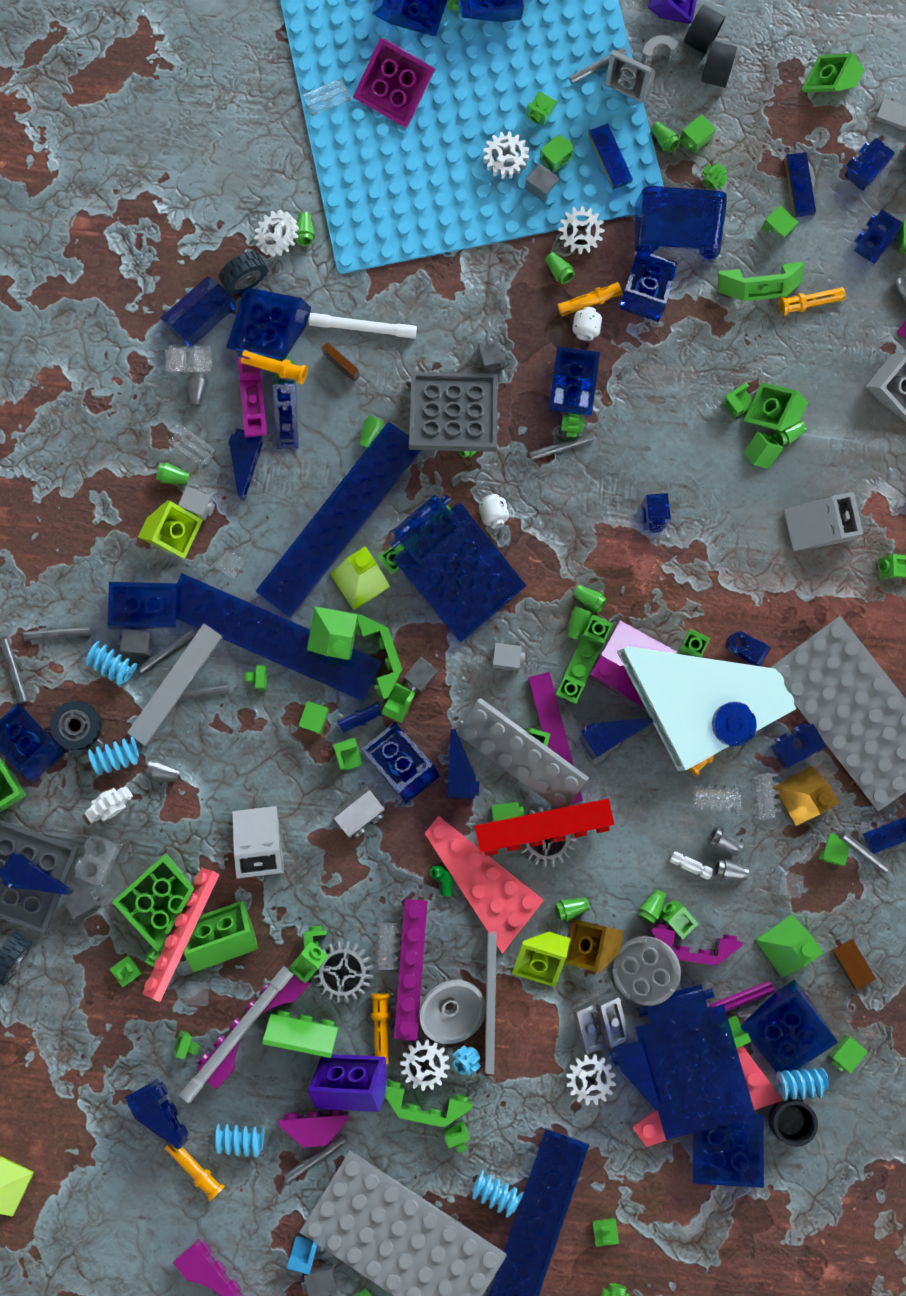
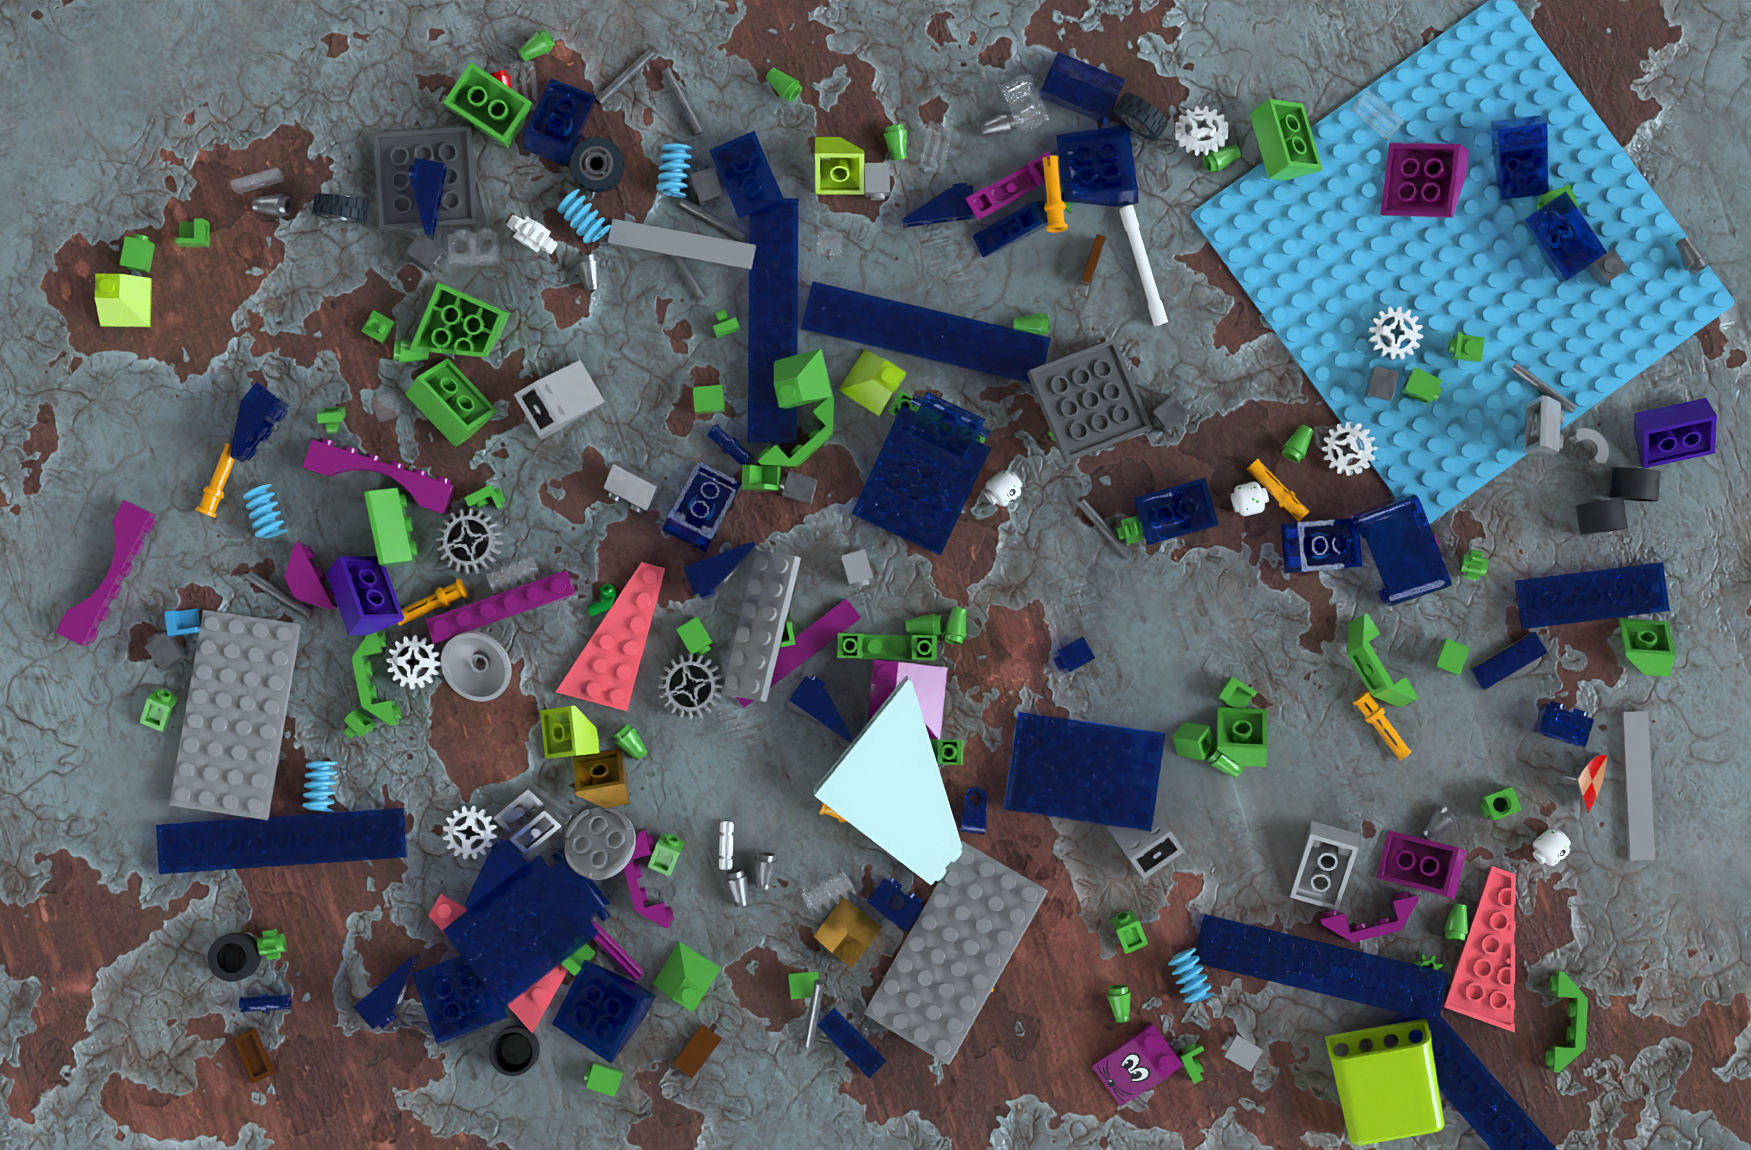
camera: 70 degrees right, 5 degrees up
(82, 544) = (784, 84): none -> bright green cone
(180, 935) = (435, 364): coral plate -> none
(228, 1044) = (301, 446): light grey piece -> none
(308, 962) = (462, 502): bright green bracket -> none
(313, 173) = (1285, 139): none -> bright green slope
(348, 754) = (686, 450): bright green panel -> none
(466, 1060) = (435, 701): medium azure gear -> none
(490, 1003) = (502, 700): light grey tile -> none
(544, 825) = (697, 676): red brick -> none
(605, 1232) = (329, 909): bright green tile -> none
(610, 156) = (1444, 444): clear blue plate -> none
(651, 908) = (664, 822): bright green cone -> none
(666, 138) = (1496, 494): bright green cone -> none
(697, 134) = (1513, 526): bright green brick -> none
(708, 1223) = (385, 1000): none -> clear blue slope
(717, 797) = (804, 843): clear piece -> none
(734, 724) = (884, 825): clear blue tile -> none
(754, 545) = (1084, 771): none -> clear blue plate
(776, 101) = (1592, 595): none -> clear blue plate
(790, 885) = (750, 954): clear tile -> none
(802, 1082) = (555, 1044): medium azure piece -> none
(877, 236) = (1484, 771): clear blue brick -> none

